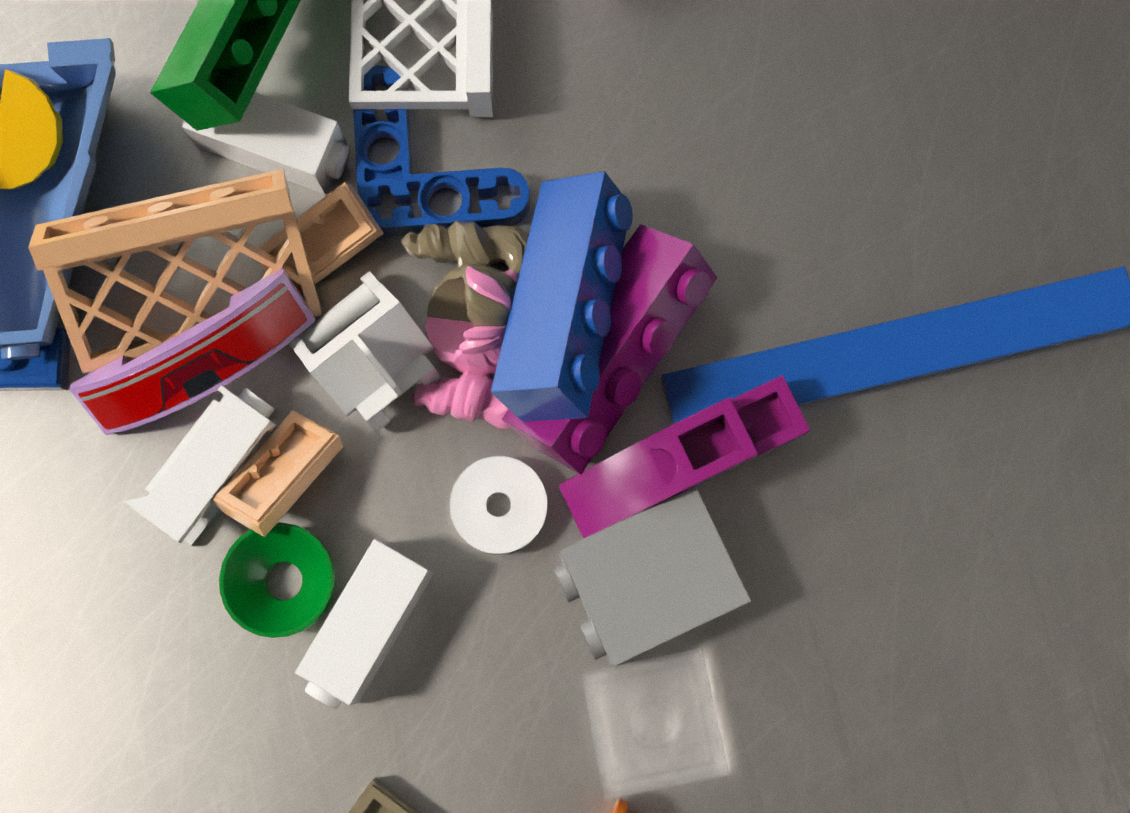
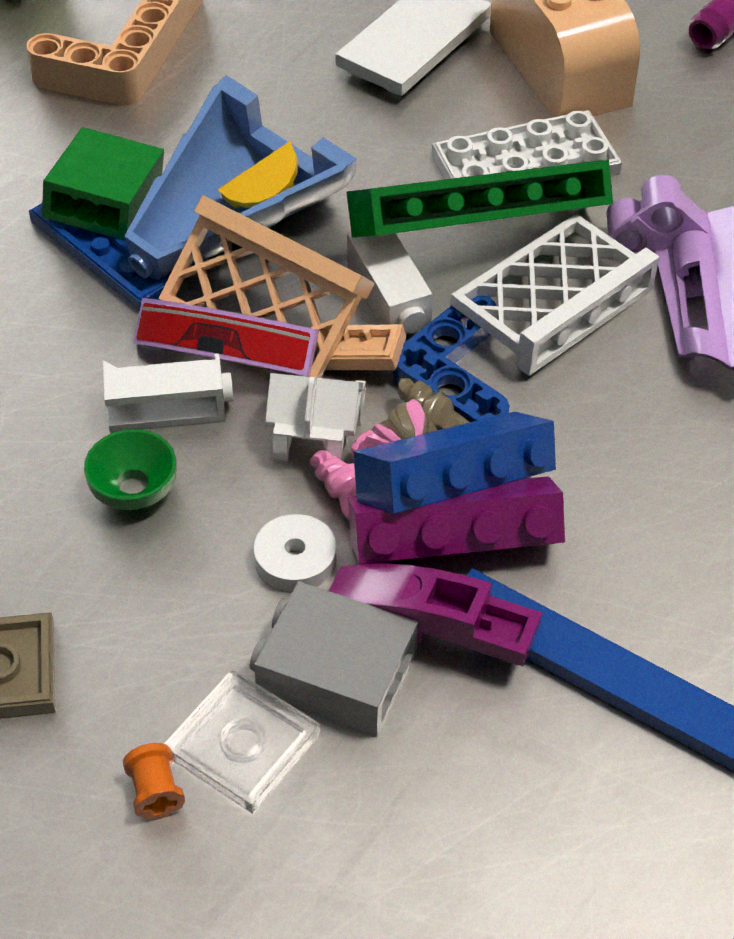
camera: 45 degrees right, 30 degrees down
(278, 473) = (196, 423): light nougat plate -> none
(363, 625) = (147, 533): white brick -> none

